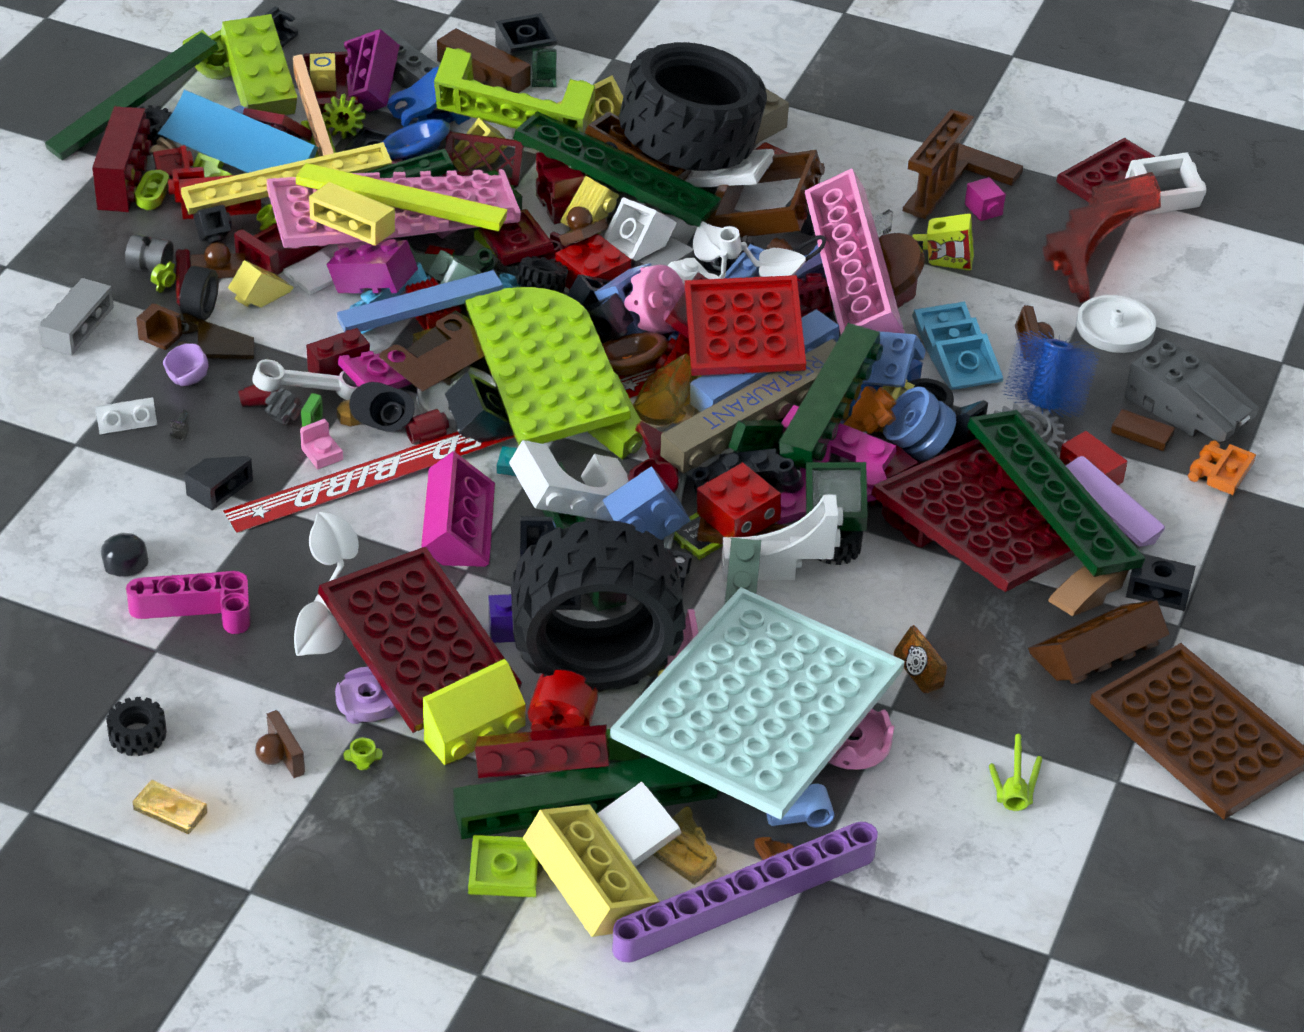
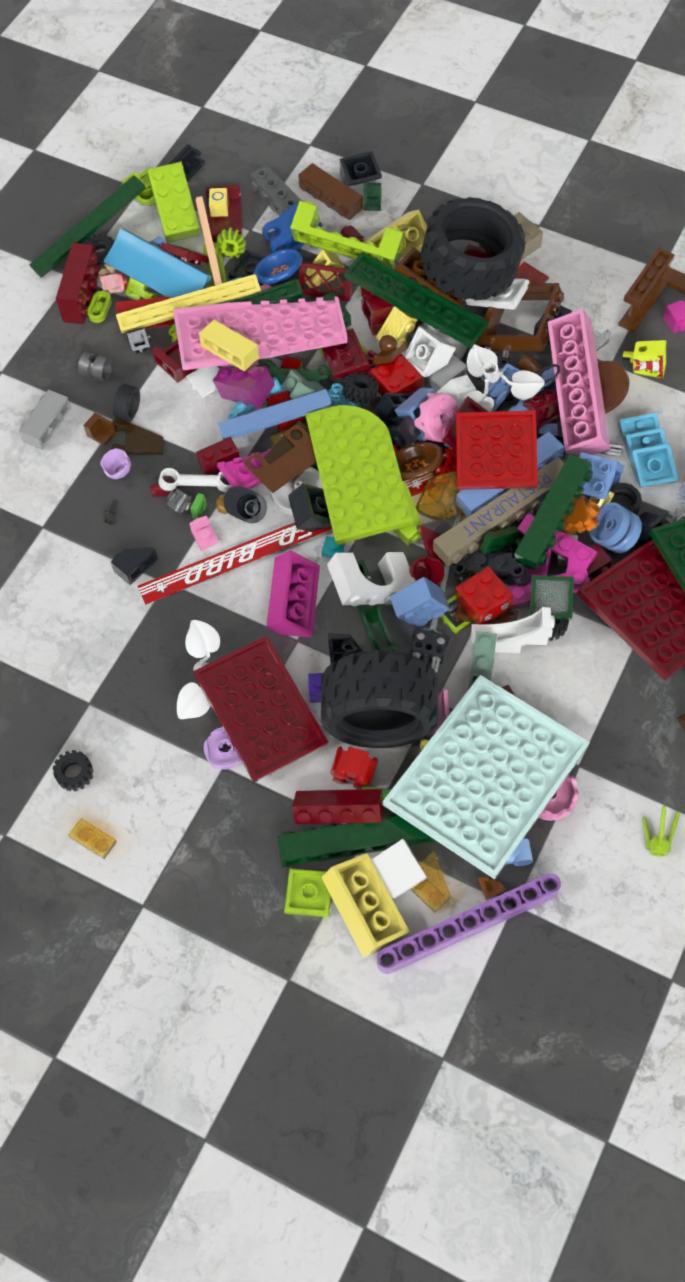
camera: 10 degrees right, 20 degrees up
(124, 554) = (70, 625): black hair -> none
(126, 415) = (75, 506): white hinge -> none
(163, 276) = (104, 384): lime plate -> none
(183, 173) = (119, 297): red bracket -> none
(183, 263) = (118, 370): dark red axle -> none
(193, 595) = (85, 664): dark pink beam -> none
(220, 259) = (141, 372): reddish brown tile -> none
(257, 285) = (167, 393): light yellow slope -> none
(280, 745) = (161, 792): reddish brown tile -> none
(363, 753) = (220, 791): lime plate -> none
(371, 68) = (251, 202): magenta wedge -> none
(406, 197) = (265, 326): neon yellow tile -> none
(427, 426) = (276, 518): dark red brick -> none
(471, 708) = (294, 771): neon yellow slope -> none
(921, 660) = (601, 729): clear orange slope -> none

